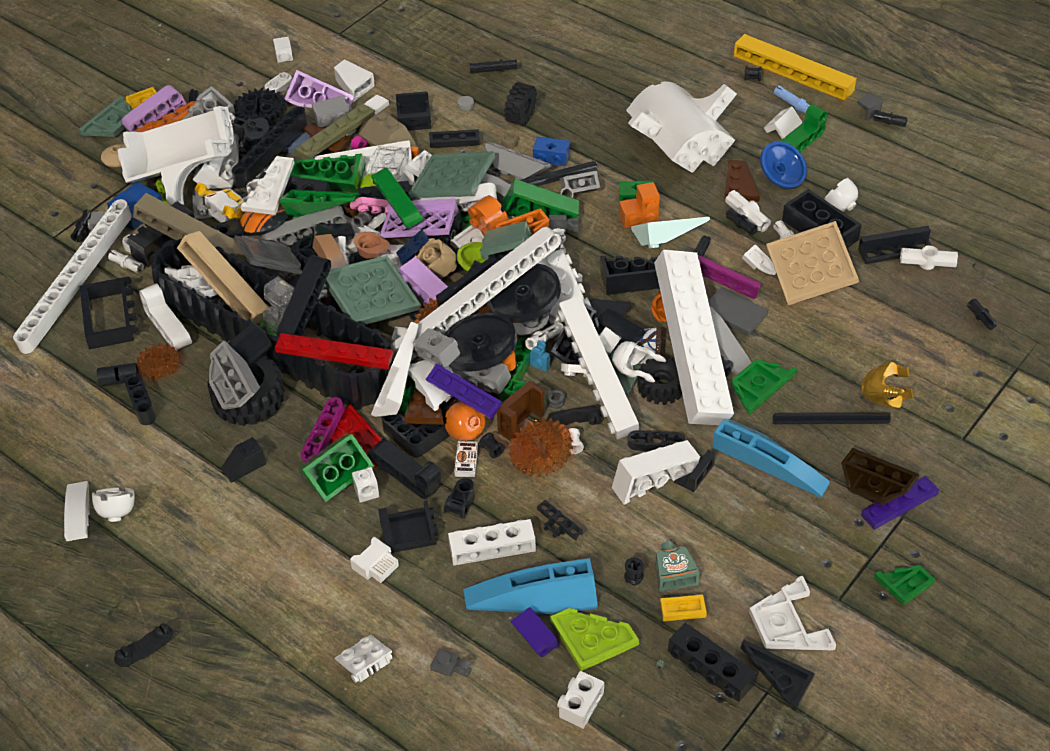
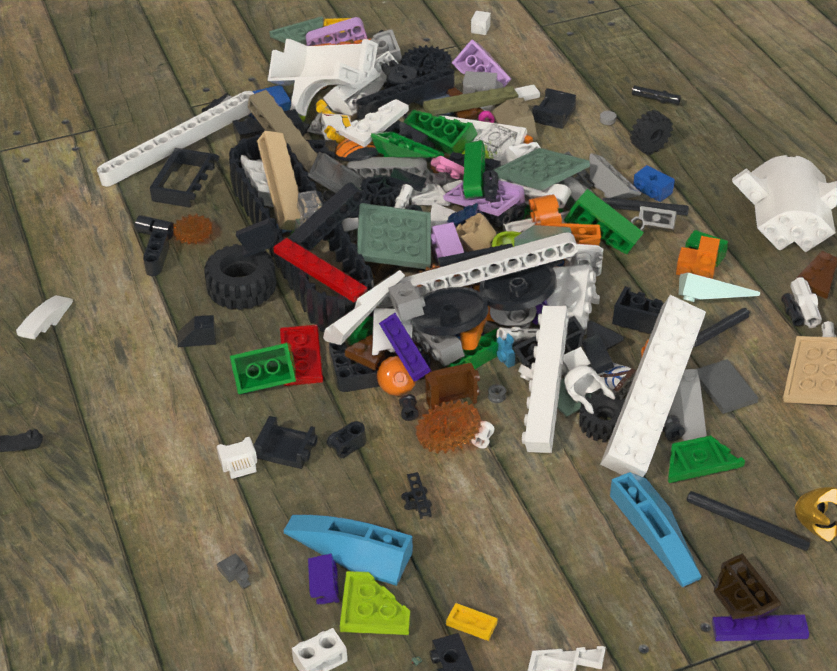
camera: 30 degrees right, 5 degrees down
(113, 503) = (73, 322): white cylinder -> none
(126, 261) = (227, 143): white pin -> none
(164, 318) = (221, 196): white beam -> none
(231, 377) = (225, 257): light grey wedge -> none
(279, 82) = (455, 48): white plate -> none
(319, 430) = (298, 321): magenta beam -> none
(327, 248) = (386, 191): medium nougat slope -> none
(353, 79) = (522, 66): white slope -> none
(362, 656) = (162, 528): white hinge -> none
(365, 484) = (277, 393): white brick -> none
(370, 244) = (428, 200): nougat piece -> none
(417, 478) = (323, 403): black beam -> none
(424, 208) = (490, 186): none -> black hinge
(454, 138) = (573, 143): black plate -> none
(466, 459) = (379, 410): tile -> none
(476, 543) = (346, 487): white brick -> none
(561, 222) = (614, 247): dark grey plate -> none
(580, 415) = (507, 415): black piece -> none
(637, 569) = (446, 563): black bush -> none
(650, 435) = (564, 475): black beam -> none
(653, 469) = (535, 488): white wedge -> none
(675, 568) = (489, 583): sand green torso -> none
(693, 480) = (578, 509): black panel -> none
(729, 278) = (735, 350): magenta tile -> none
(758, 259) = (782, 348): white plate -> none

